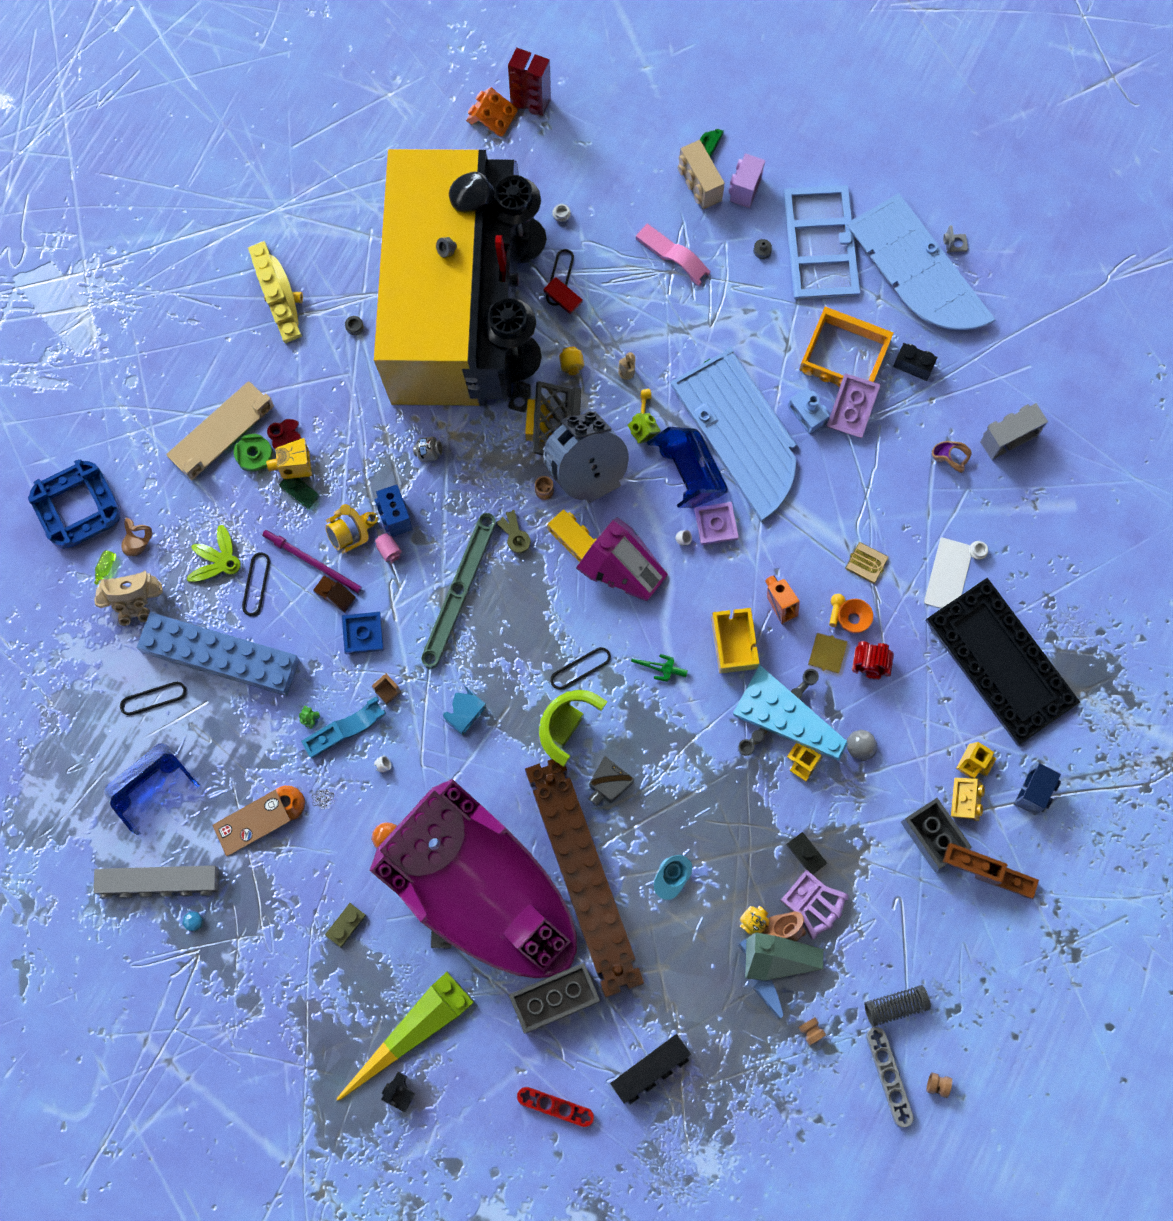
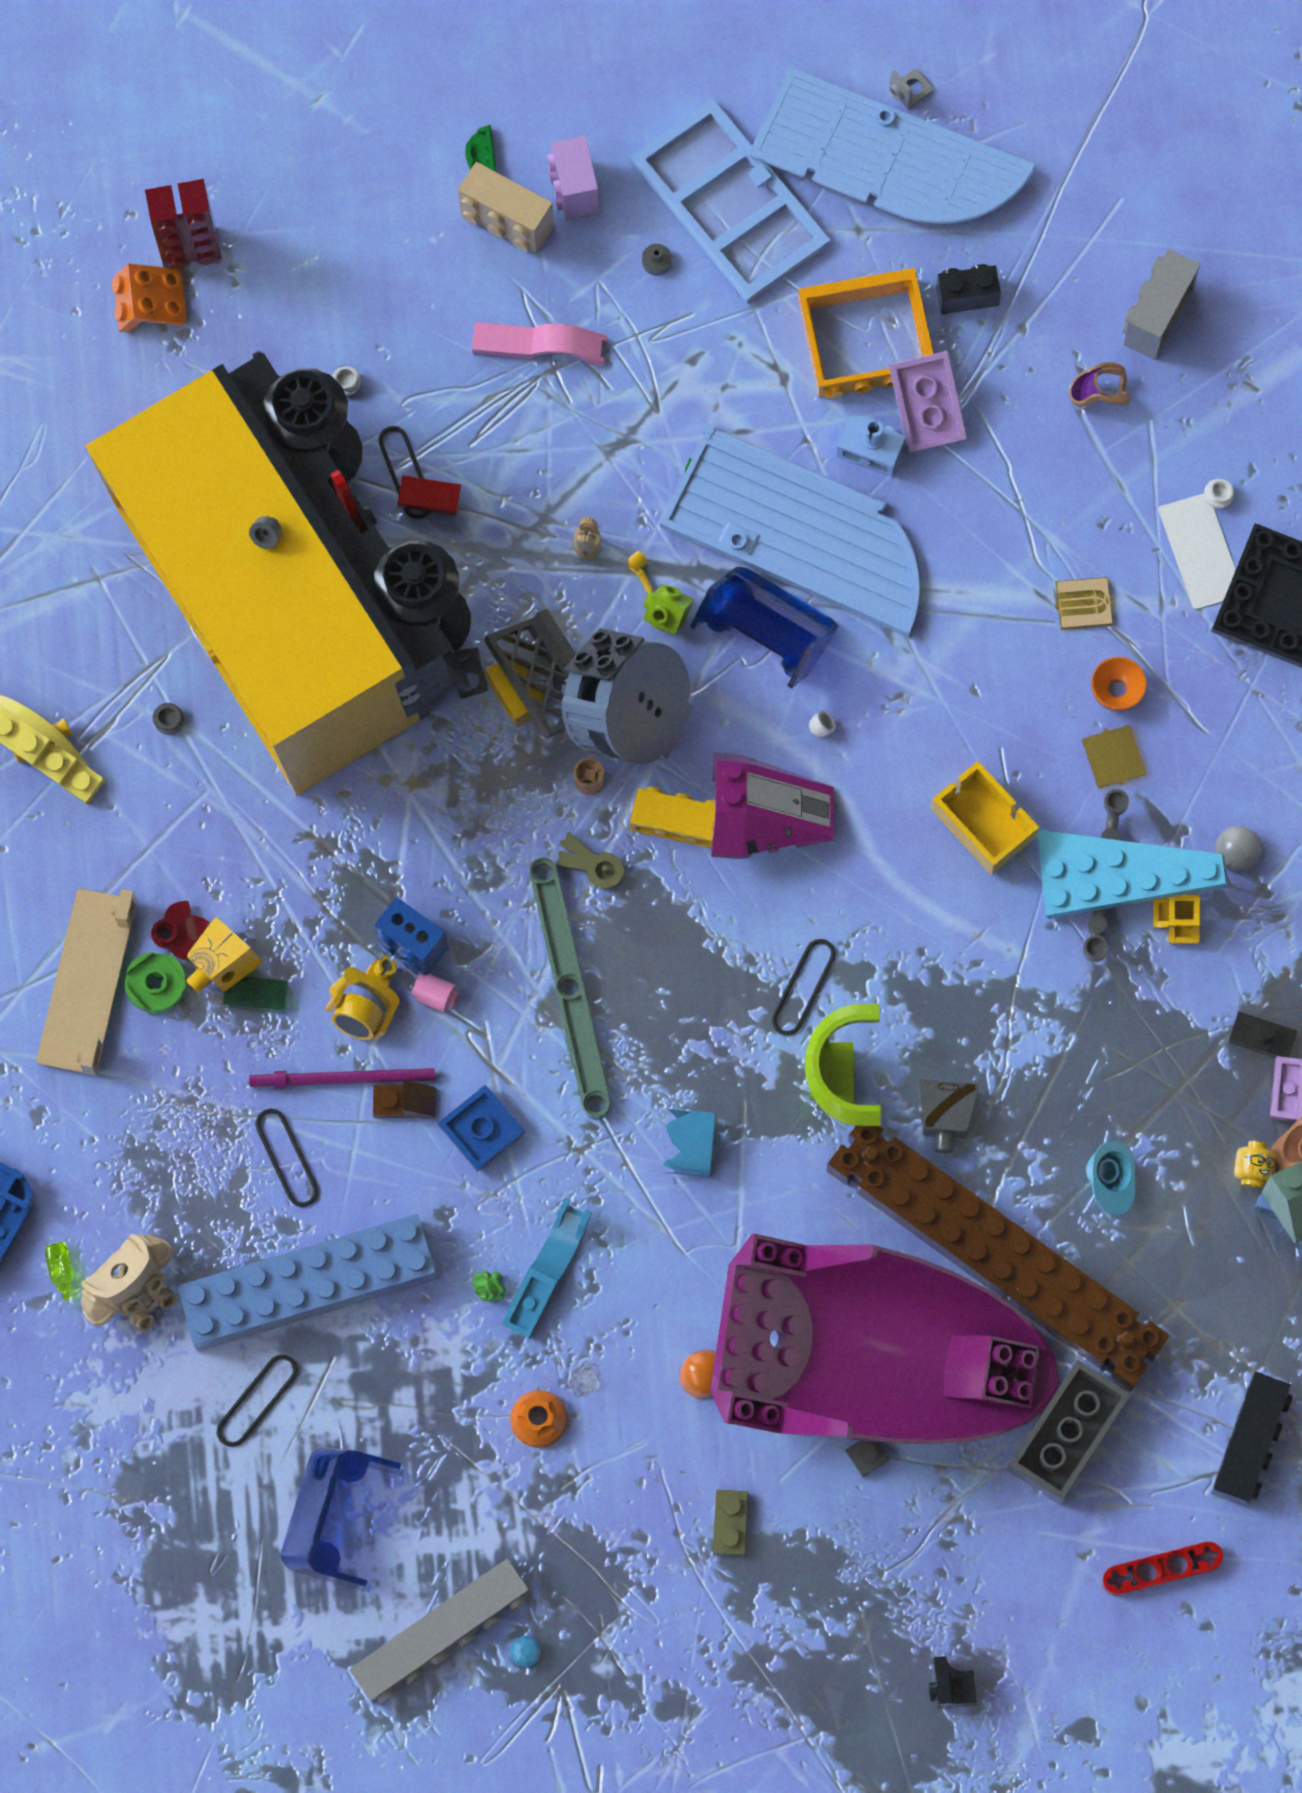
camera: 30 degrees left, 0 degrees up
(131, 543) = (78, 1214): medium nougat piece -> none
(219, 559) = (199, 1157): lime plant -> none
(251, 822) = (511, 1474): medium nougat sticker -> none
(383, 764) = (632, 1283): white hinge -> none
(386, 688) = (567, 1180): medium nougat panel -> none
(427, 449) = (394, 824): light grey head -> none
(433, 1011) = (923, 1552): lime plate -> none
(470, 192) = (245, 436): black piece -> none
(571, 360) = (506, 578): yellow head -> none
(667, 668) = (918, 913): green piece -> none
(716, 523) = (851, 677): lavender plate -> none
(782, 599) = (1008, 723): orange torso -> none
(836, 601) = (1080, 680): yellow bar -> none
(873, 660) = (1181, 727): red brick -> none

